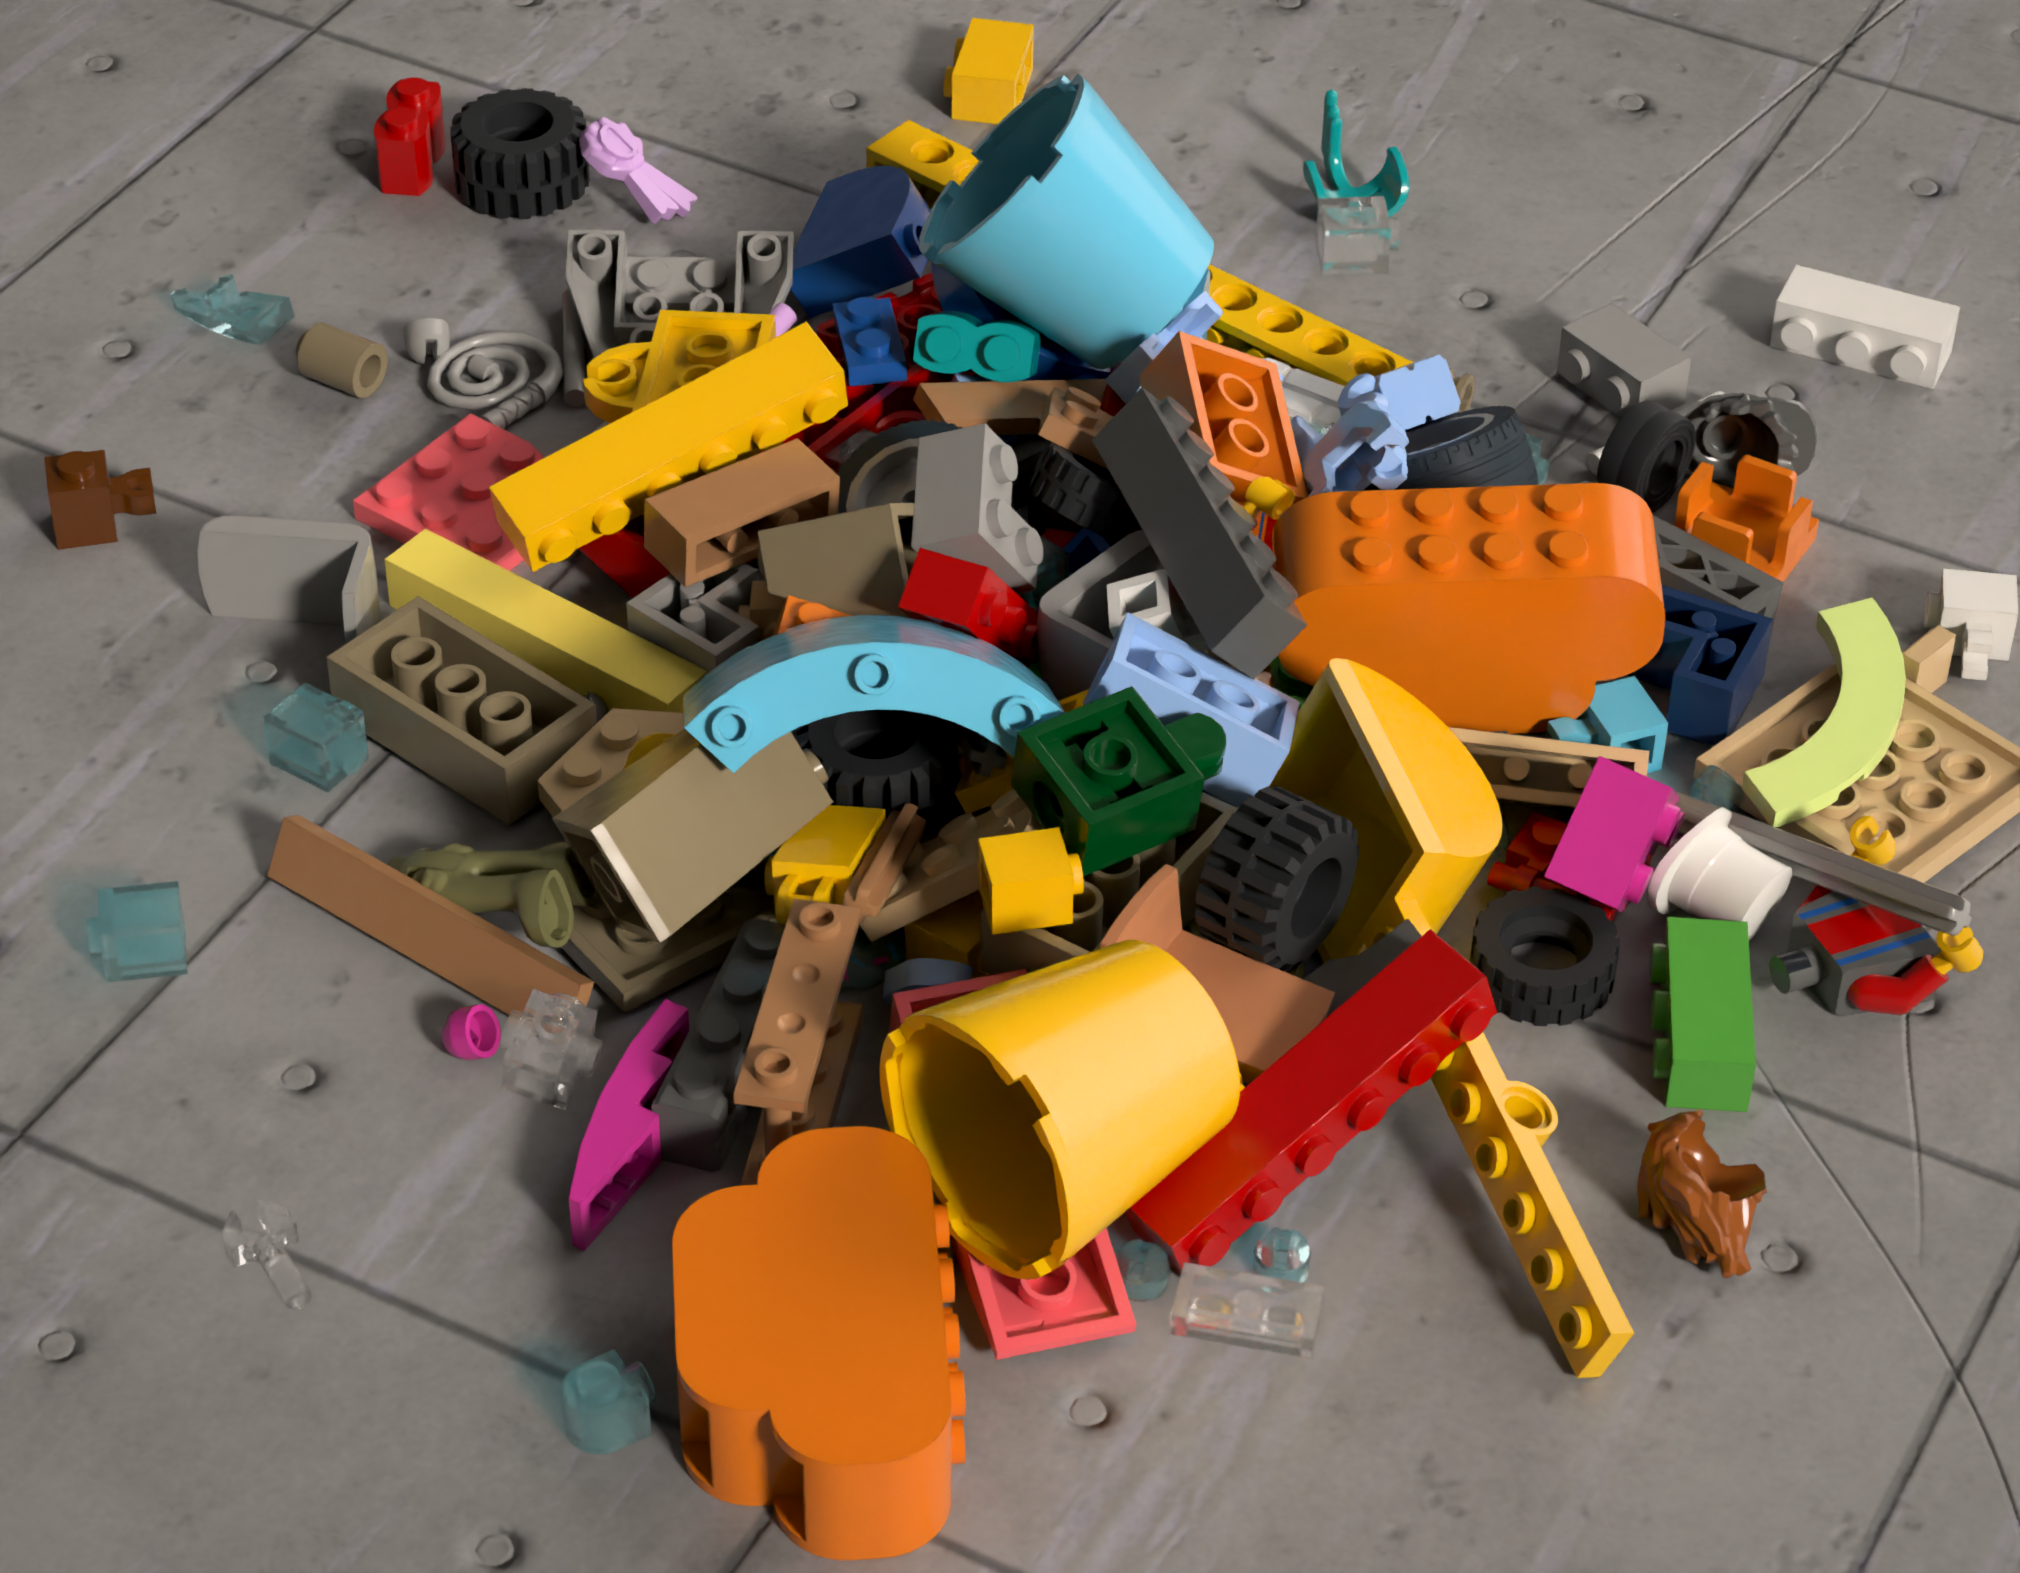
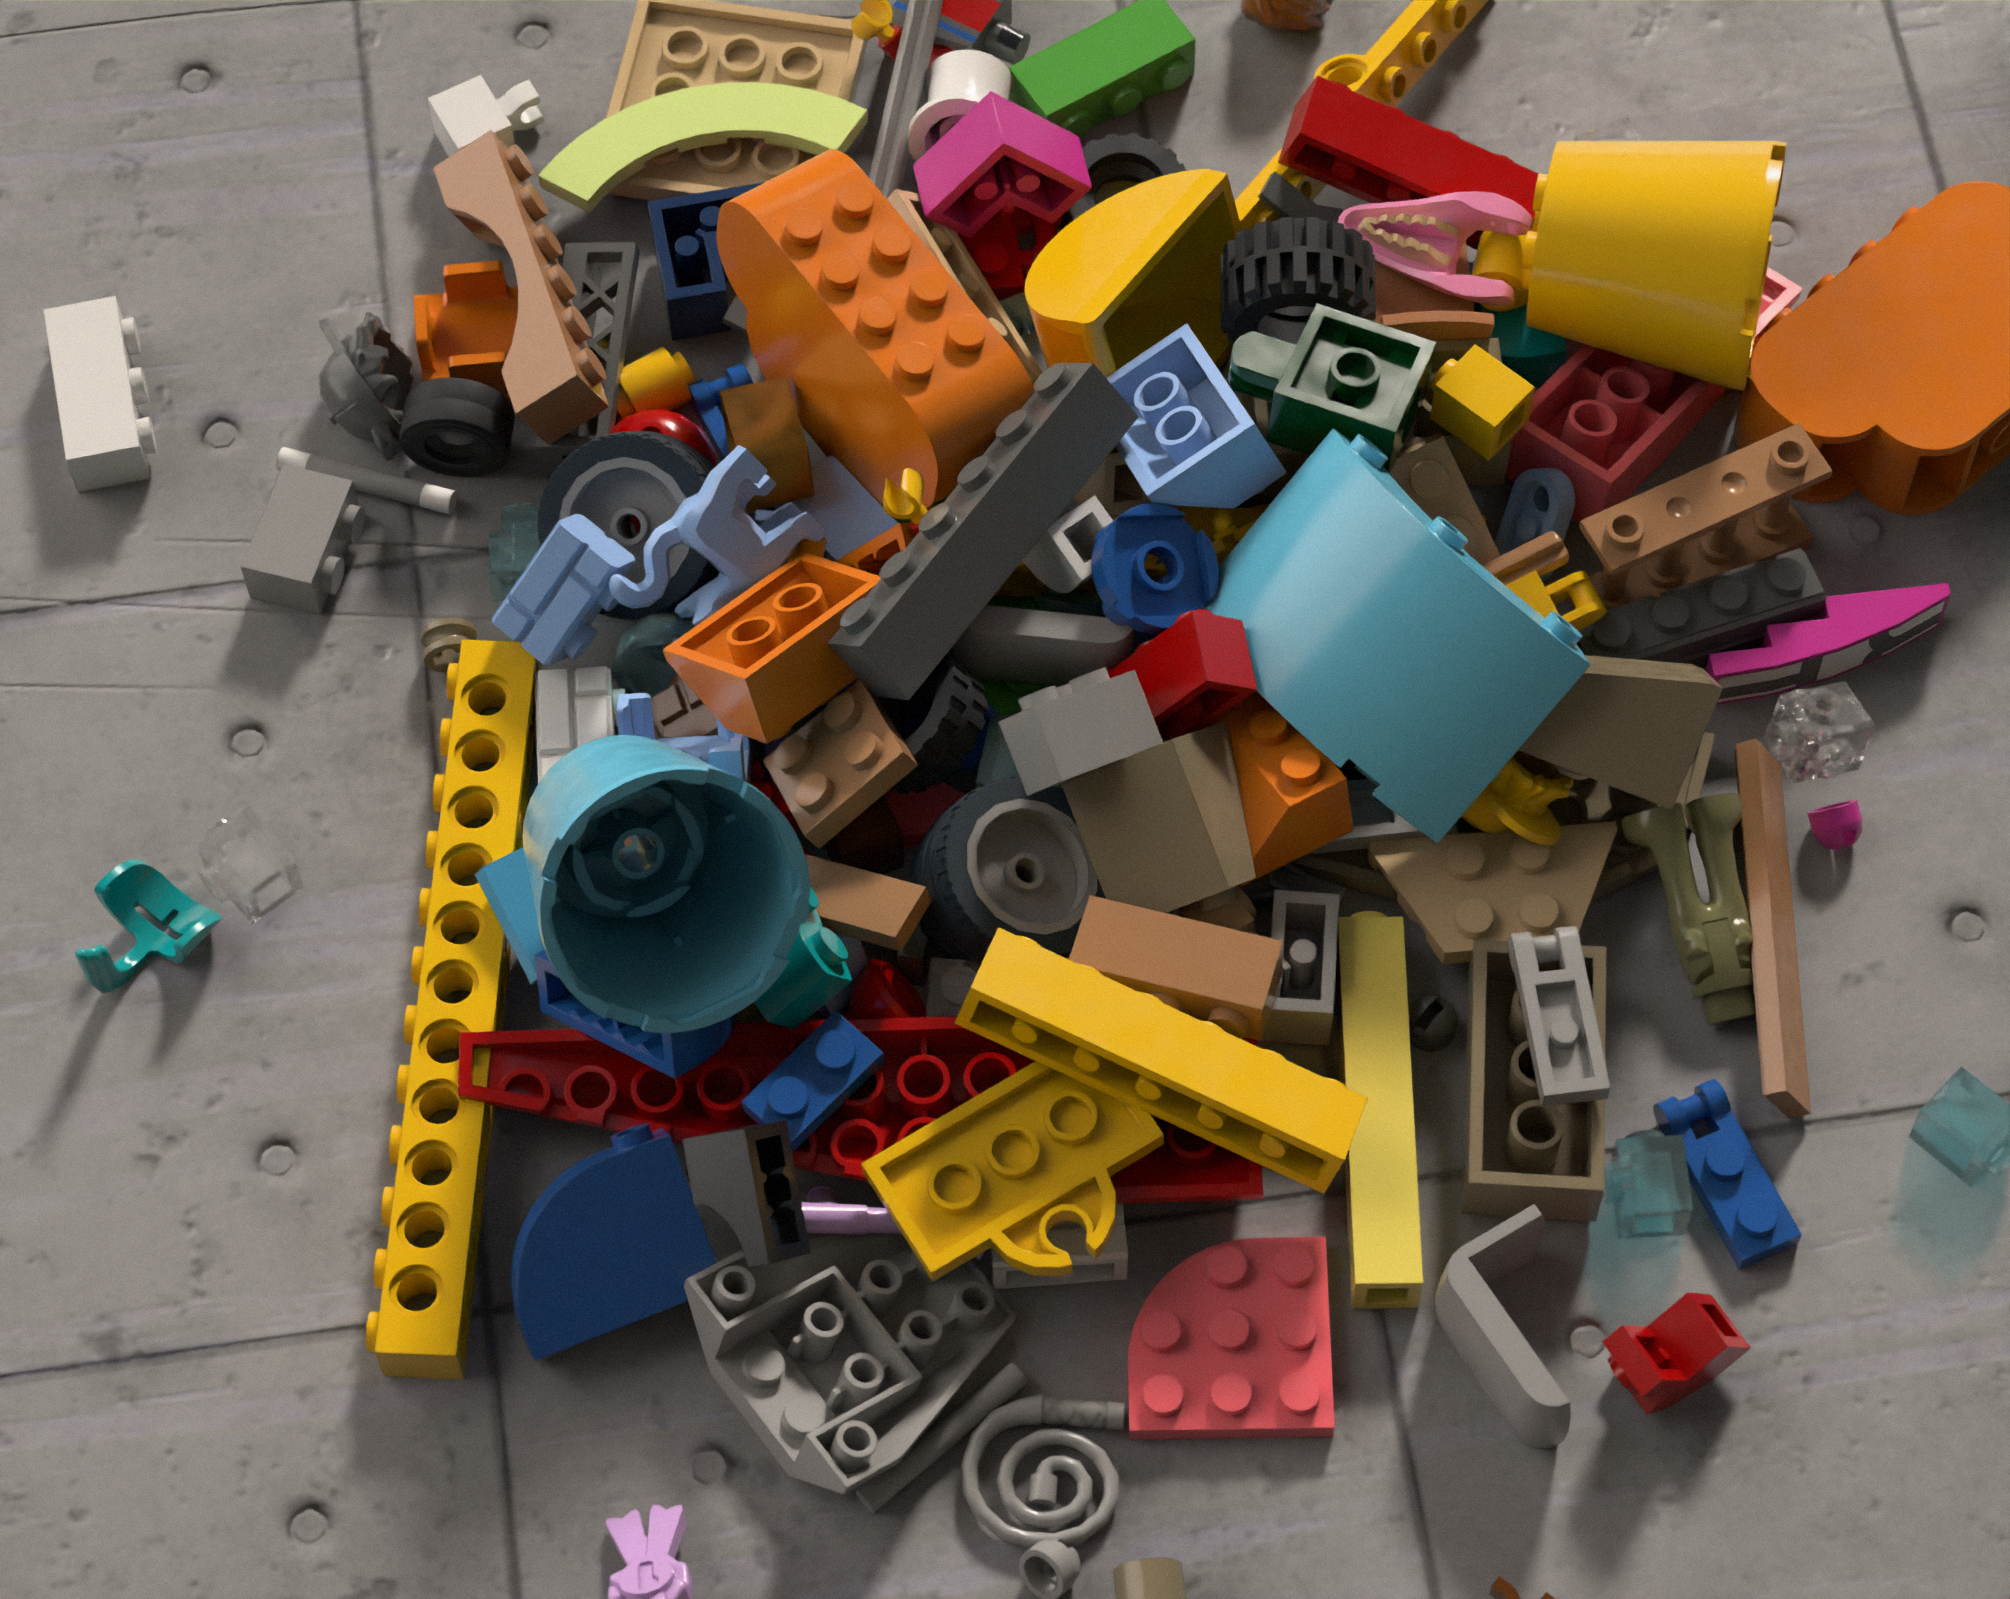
camera: 125 degrees left, 20 degrees up
(190, 664) = (1675, 1351): none -> red brick
(265, 795) = (1729, 1176): none -> blue plate
(476, 688) = (1559, 1017): none -> light grey plate
(818, 269) = (753, 1185): none -> black arch
(990, 70) = (184, 1378): yellow brick -> none
(1040, 609) = (1120, 574): none -> blue plate
(1267, 999) = (1427, 237): none -> bright pink animal
(1789, 544) = (549, 365): none -> medium nougat arch
(1930, 658) = (565, 122): tan tile -> none

